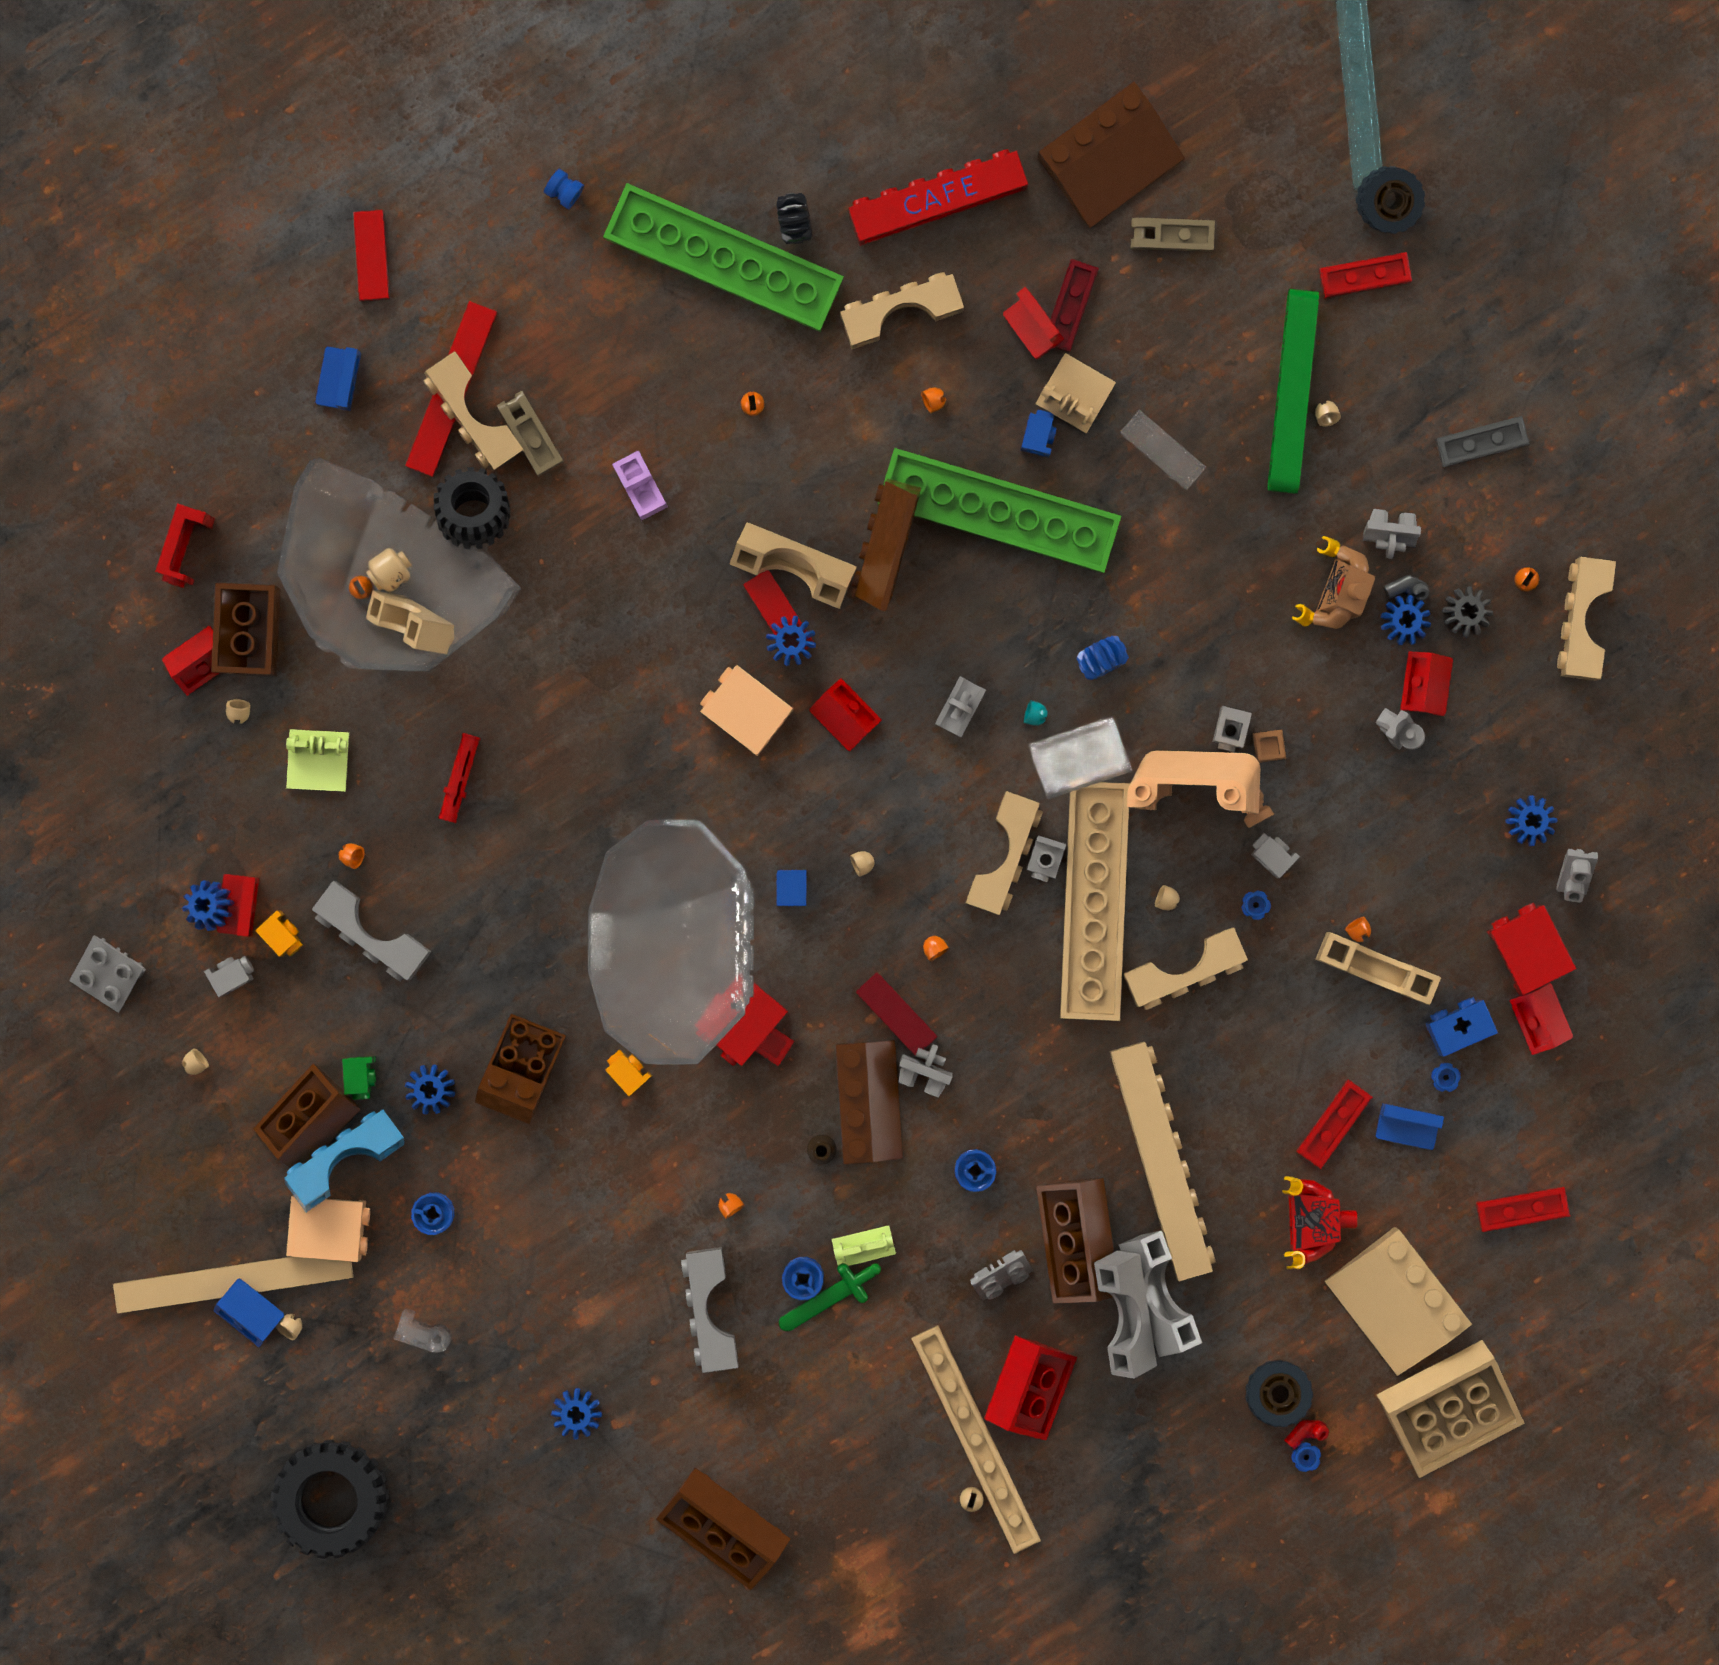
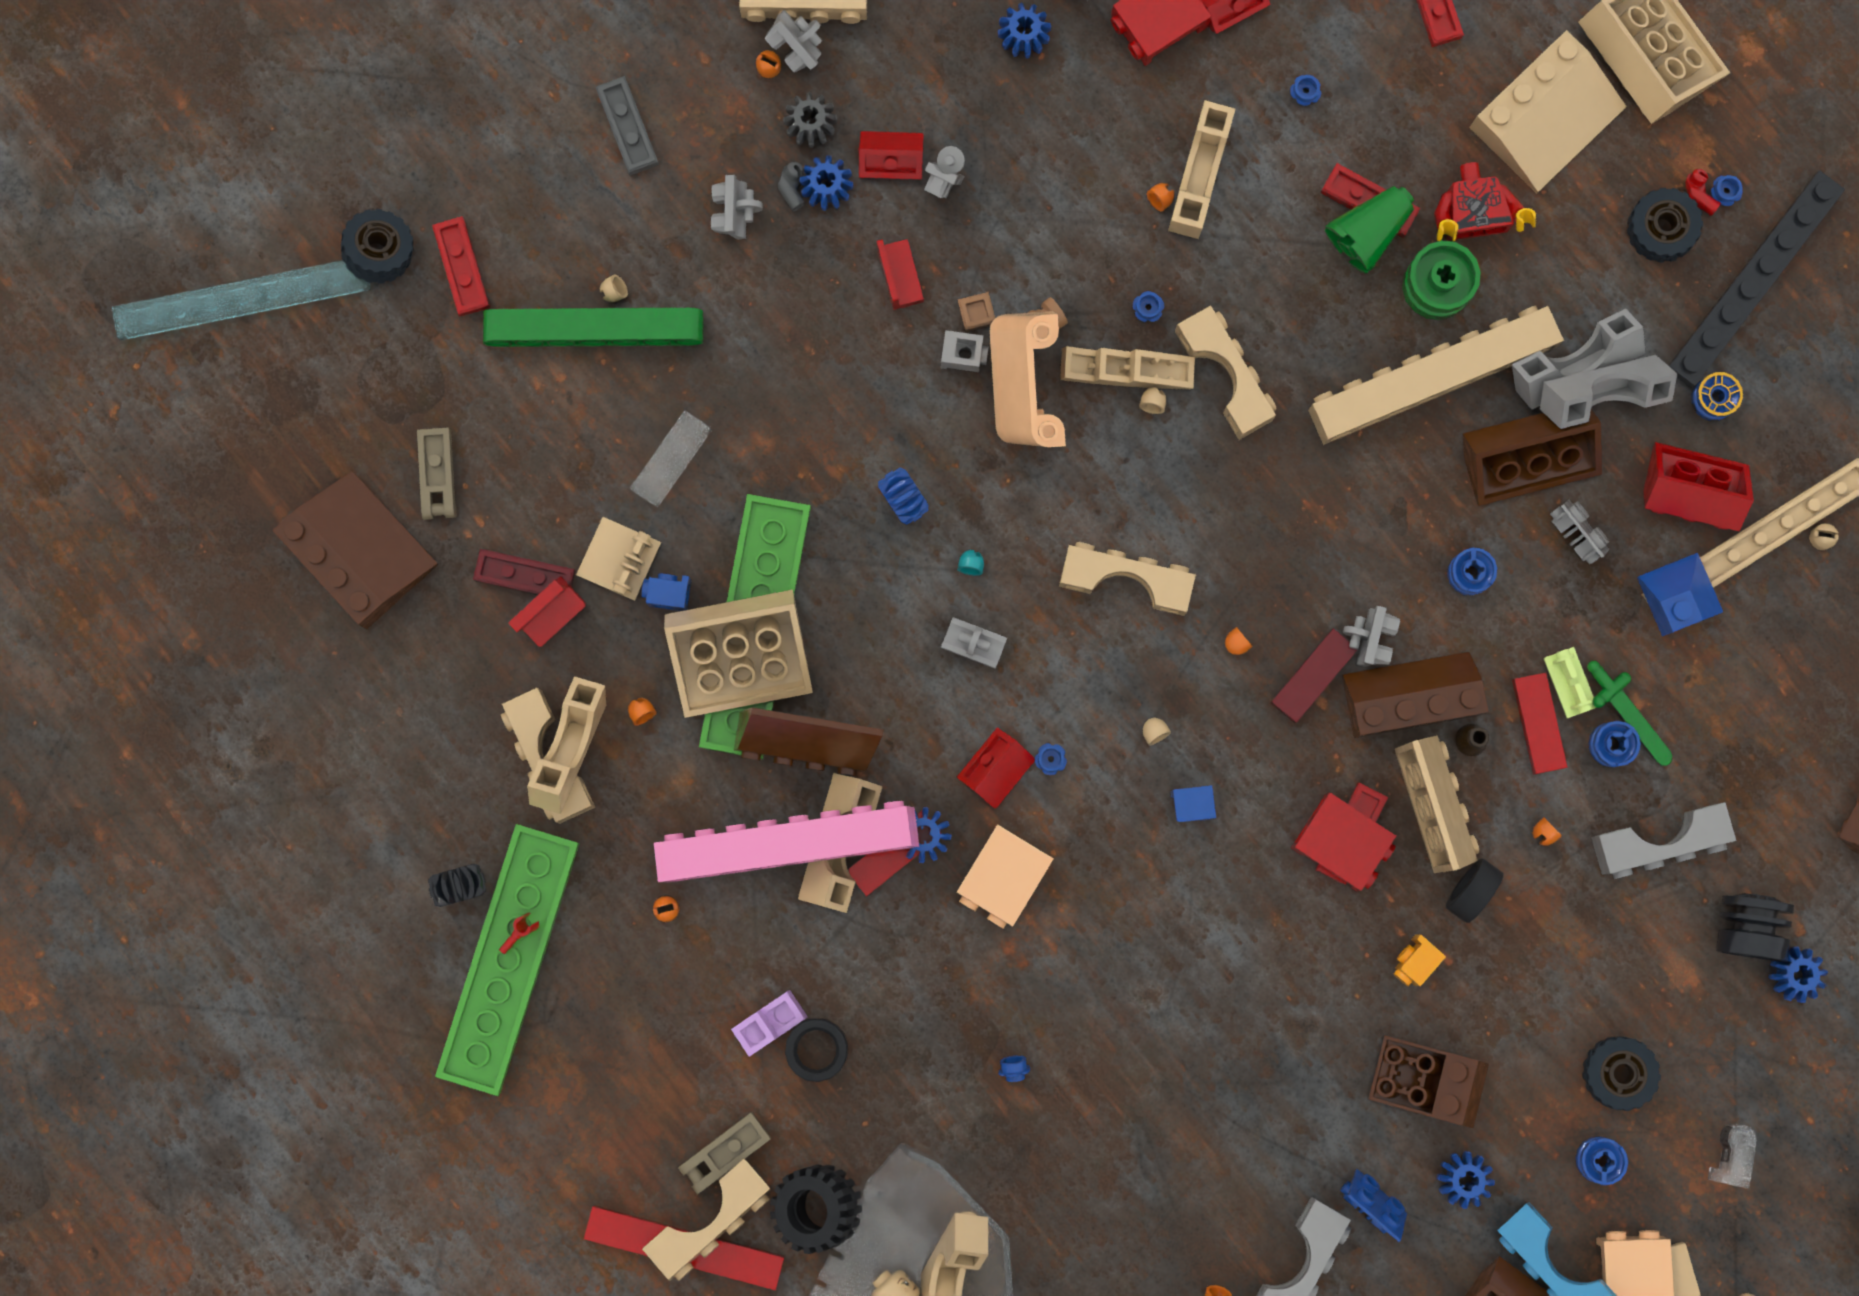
camera: 95 degrees left, 5 degrees down
(358, 1076) = (1462, 1262): green brick -> none
(417, 1006) = (1385, 1211): none -> blue hinge
(459, 776) = (1117, 1188): red pin -> none
(488, 1241) = (1642, 1076): none -> black wheel
(563, 188) = (448, 1145): blue wheel -> none
(574, 699) = (1014, 1068): none -> blue plate
(598, 506) = (792, 1046): none -> black tyre
(622, 1377) = (1755, 927): none -> black wheel
(671, 942) = (1280, 926): clear windscreen -> none
(684, 1130) = (1474, 890): none -> black tyre
(748, 271) = (520, 929): none -> red hand
(766, 1108) = (1437, 805): none -> tan slope
(796, 516) = (786, 844): none -> bright pink brick
(829, 1213) = (1539, 723): none -> red tile
(847, 757) = (1042, 762): none -> blue plate
(888, 320) = (559, 768): none -> tan arch
(932, 1357) = (1680, 594): none -> blue slope
(937, 197) = (419, 730): red brick -> none
(974, 491) = (738, 653): none -> tan slope
(1054, 850) = (1116, 540): light grey brick -> none
(1079, 758) = (1014, 509): clear tile -> none
(1095, 902) = (1165, 476): tan plate -> none
(1112, 1431) = (1729, 394): none -> blue wheel
(1199, 878) = (1127, 368): none -> tan slope
(1220, 1472) = (1755, 278): none -> black plate
(1266, 1180) = (1435, 262): none -> green wheel
(1273, 855) = (1093, 293): light grey brick -> none
(1306, 1118) = (1370, 227): none -> green cone
(1312, 678) = (900, 273): none -> red panel
(1344, 591) = (801, 247): medium nougat torso -> none
(1408, 1126) = (1362, 123): blue panel -> none
(1478, 1026) = (1251, 62): blue brick -> none
(1546, 608) = (800, 38): none -> light grey hips

